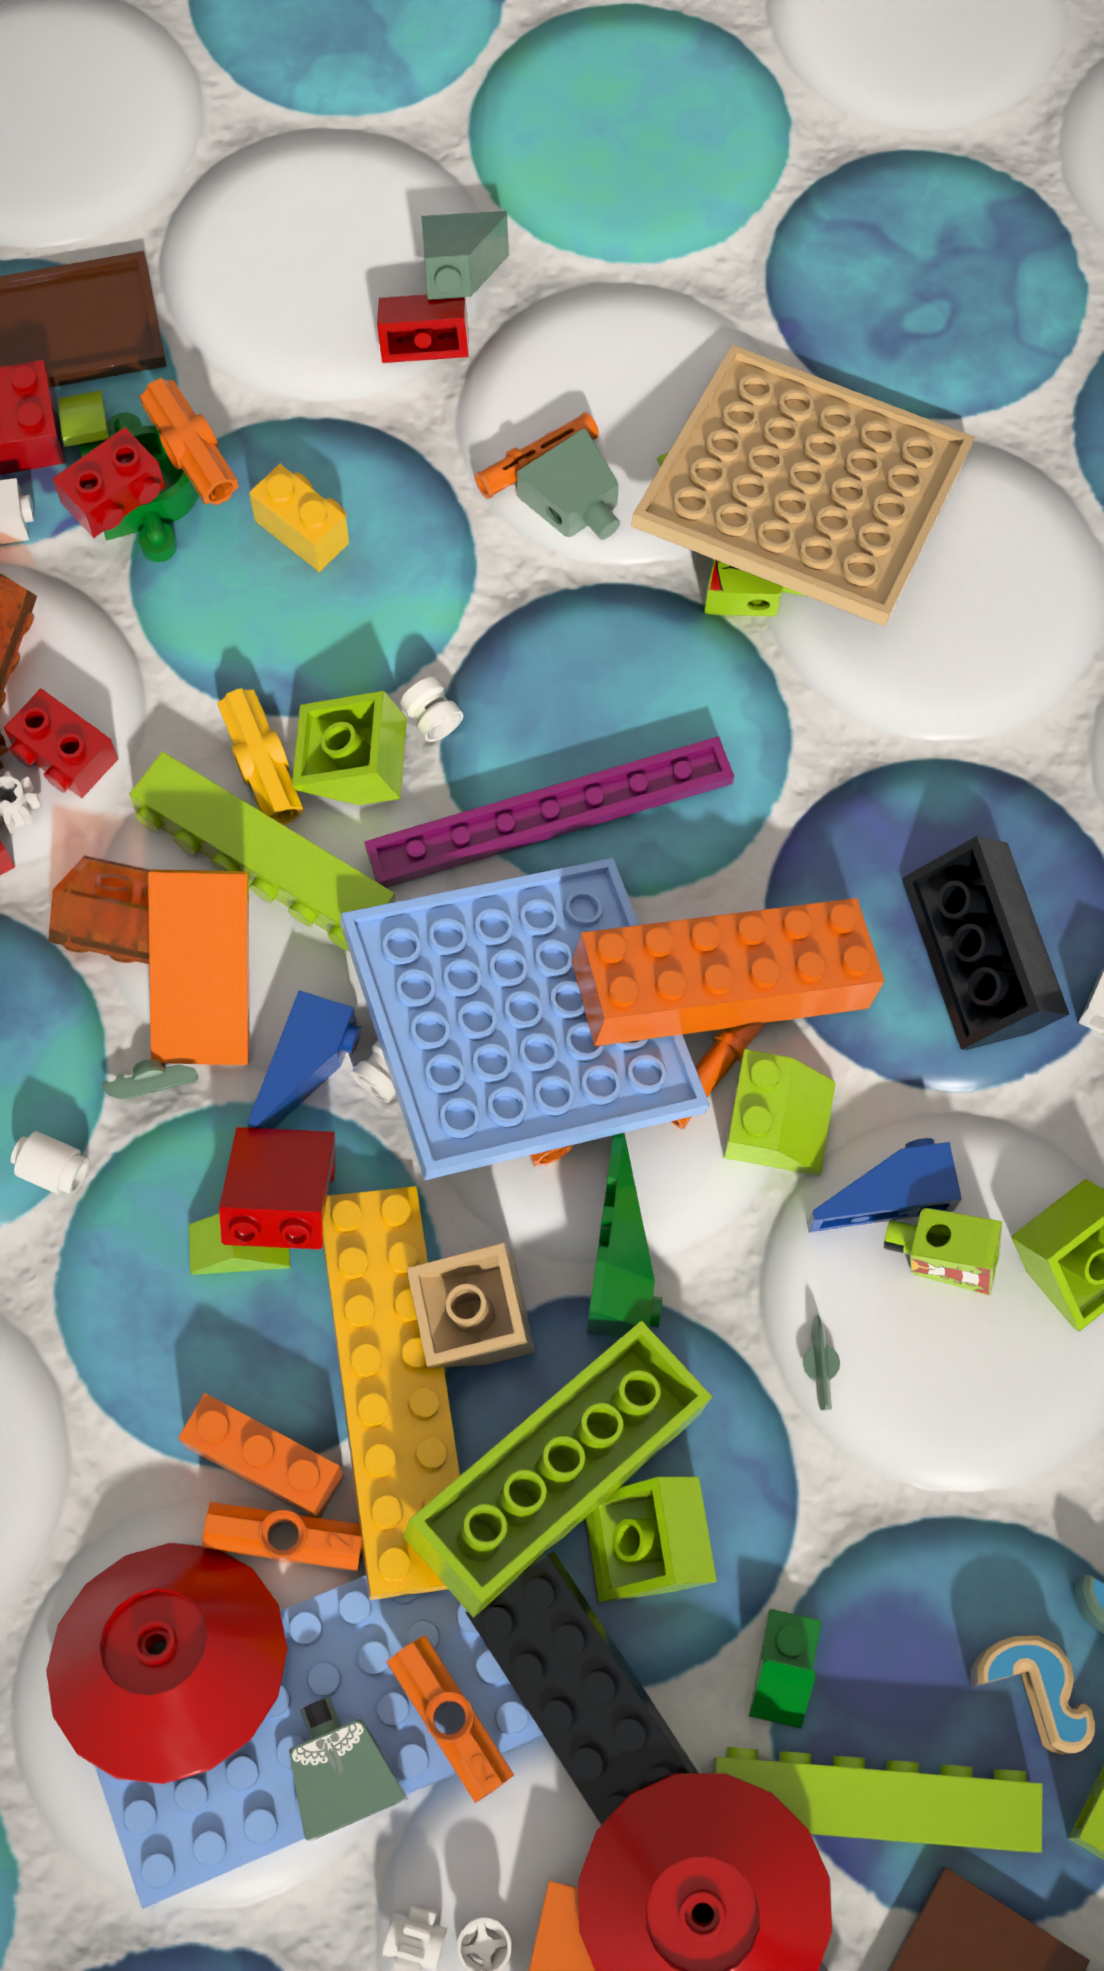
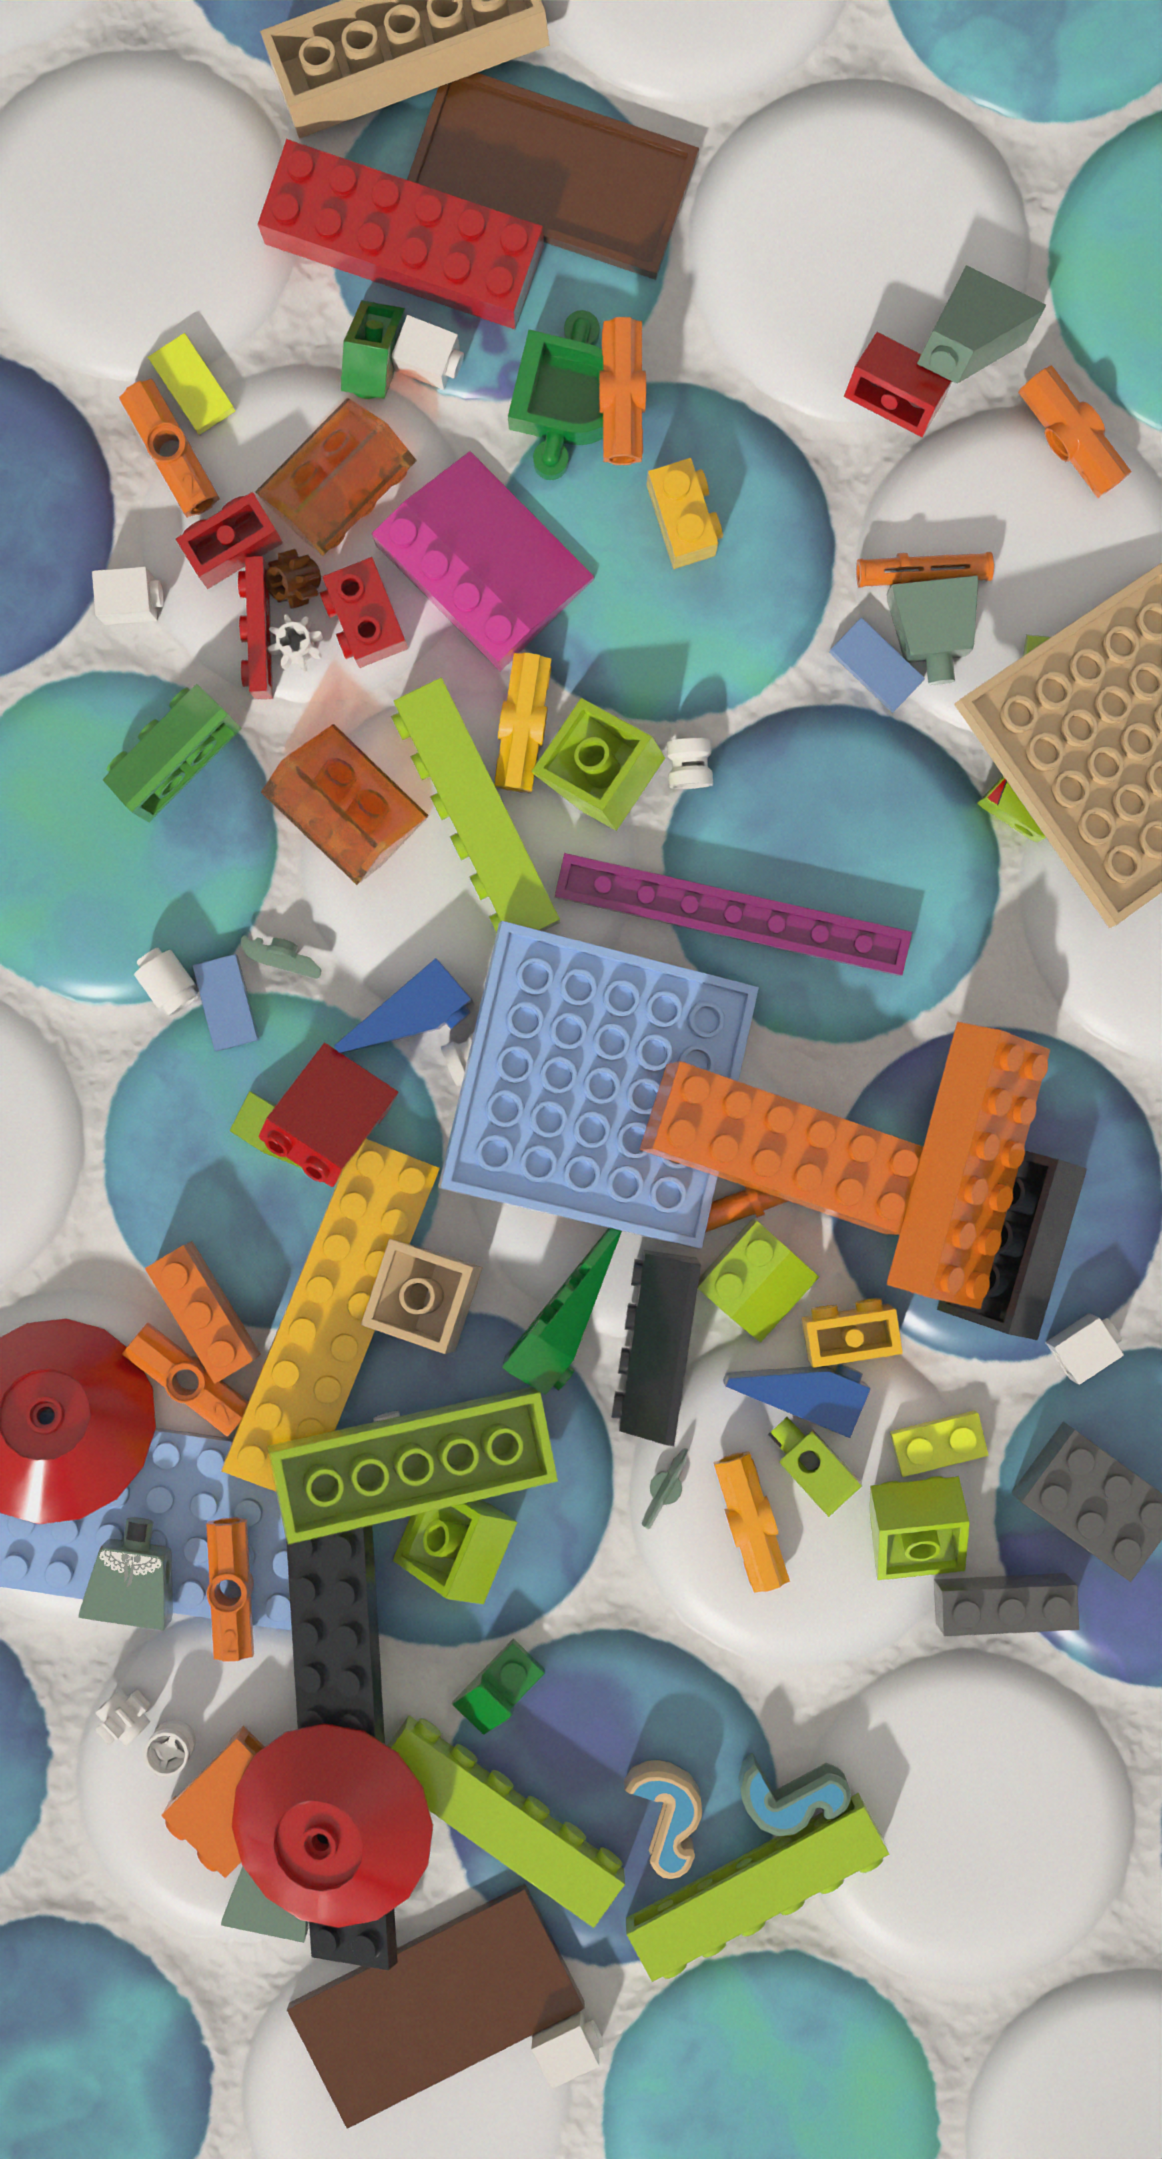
camera: 30 degrees right, 20 degrees up
(83, 418) = (549, 302): lime slope -> none
(109, 483) = (531, 395): red brick -> none
(120, 1154) = (226, 1002): none -> medium blue tile
(141, 651) = (482, 559): none -> dark pink slope
(199, 966) = (366, 892): orange tile -> none
(545, 549) = (876, 665): none -> medium blue tile
(592, 291) = (1074, 431): none -> orange piece
(727, 1222) = (658, 1346): none -> black slope
(899, 1106) = (851, 1334): none -> yellow brick
(903, 894) = (969, 1165): none -> orange brick
(923, 1343) = (751, 1522): none -> light orange piece
(1046, 1167) = (939, 1443): none -> neon yellow plate

